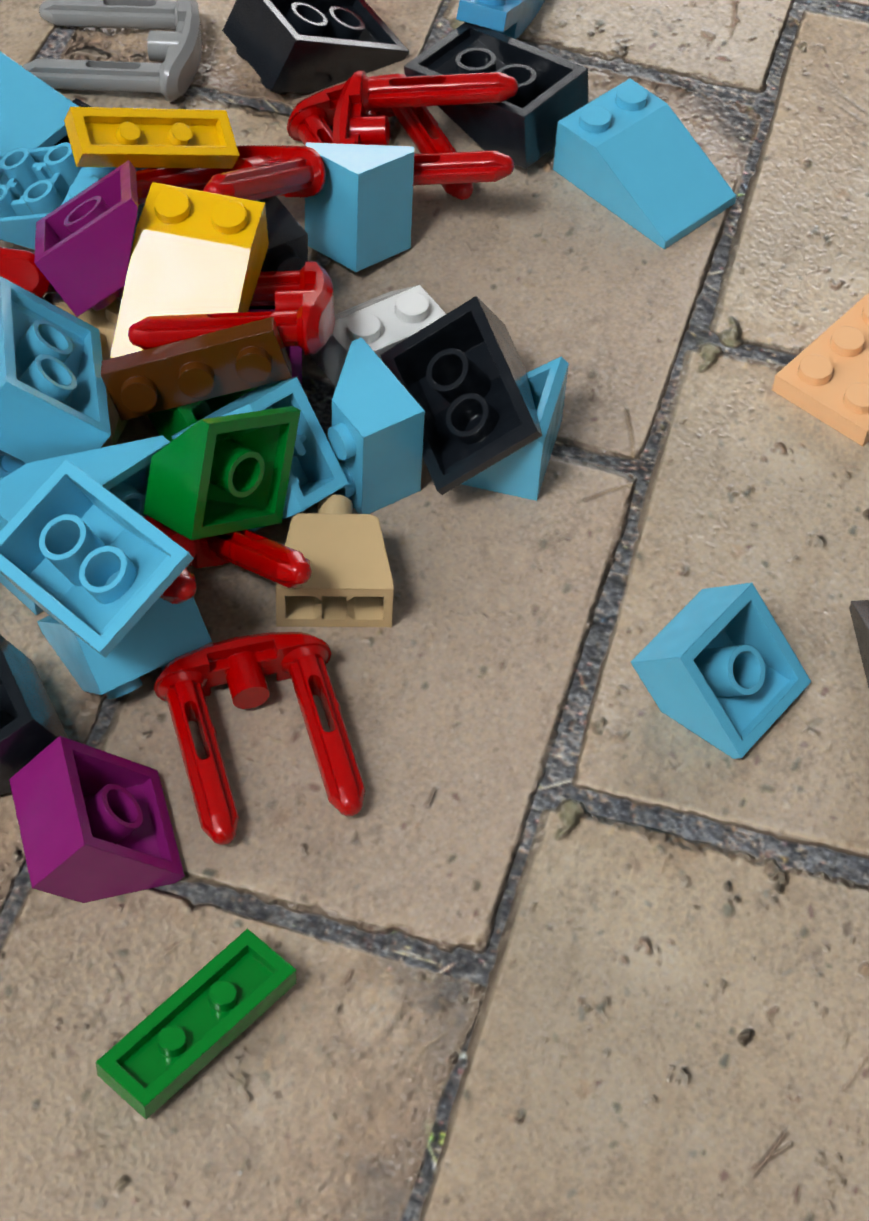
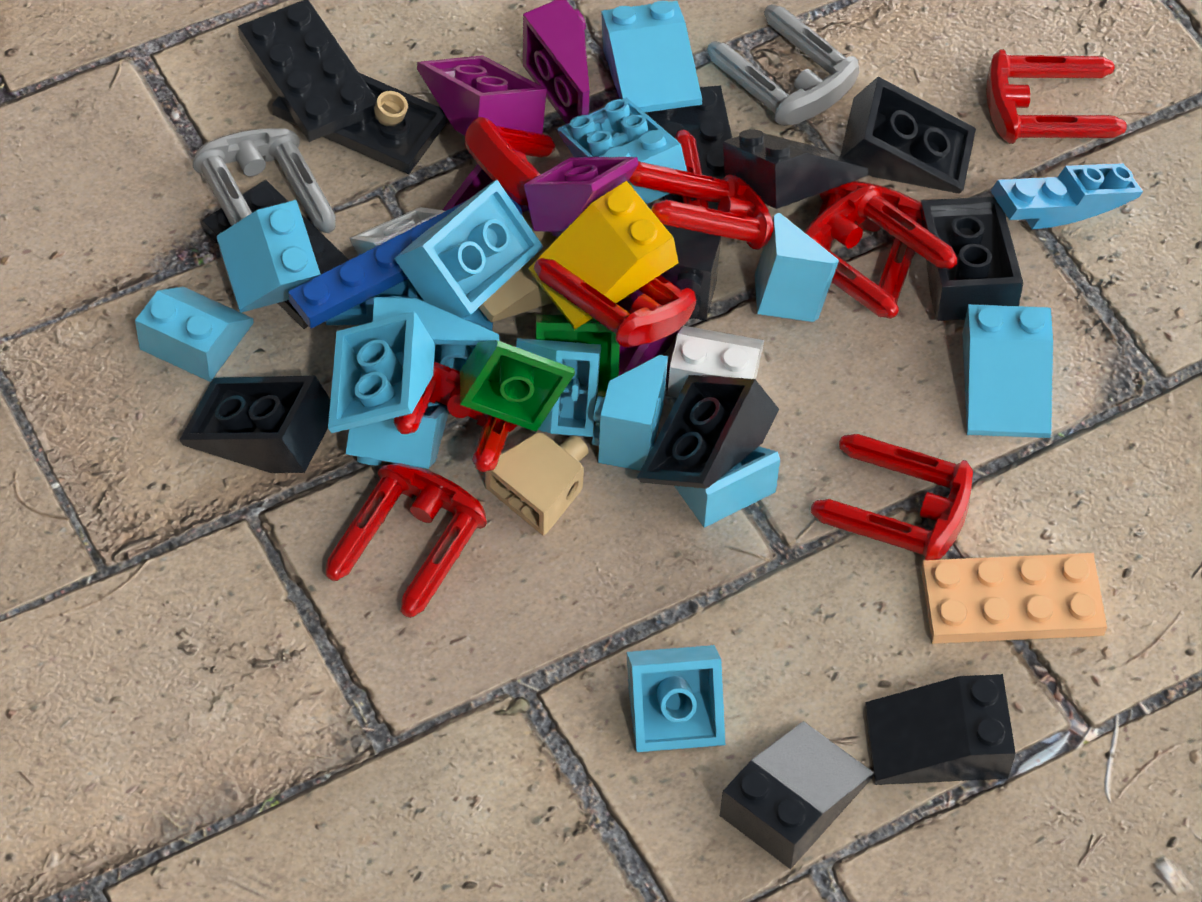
camera: 45 degrees right, 5 degrees up
(93, 824) = (276, 518): magenta slope -> none
(151, 137) = (677, 150): yellow plate -> none
(196, 369) = (556, 309): reddish brown plate -> none
(196, 1023) = (220, 653): green plate -> none
(259, 106) = (785, 169): none -> black slope
(739, 312) = (948, 512): none -> red piece

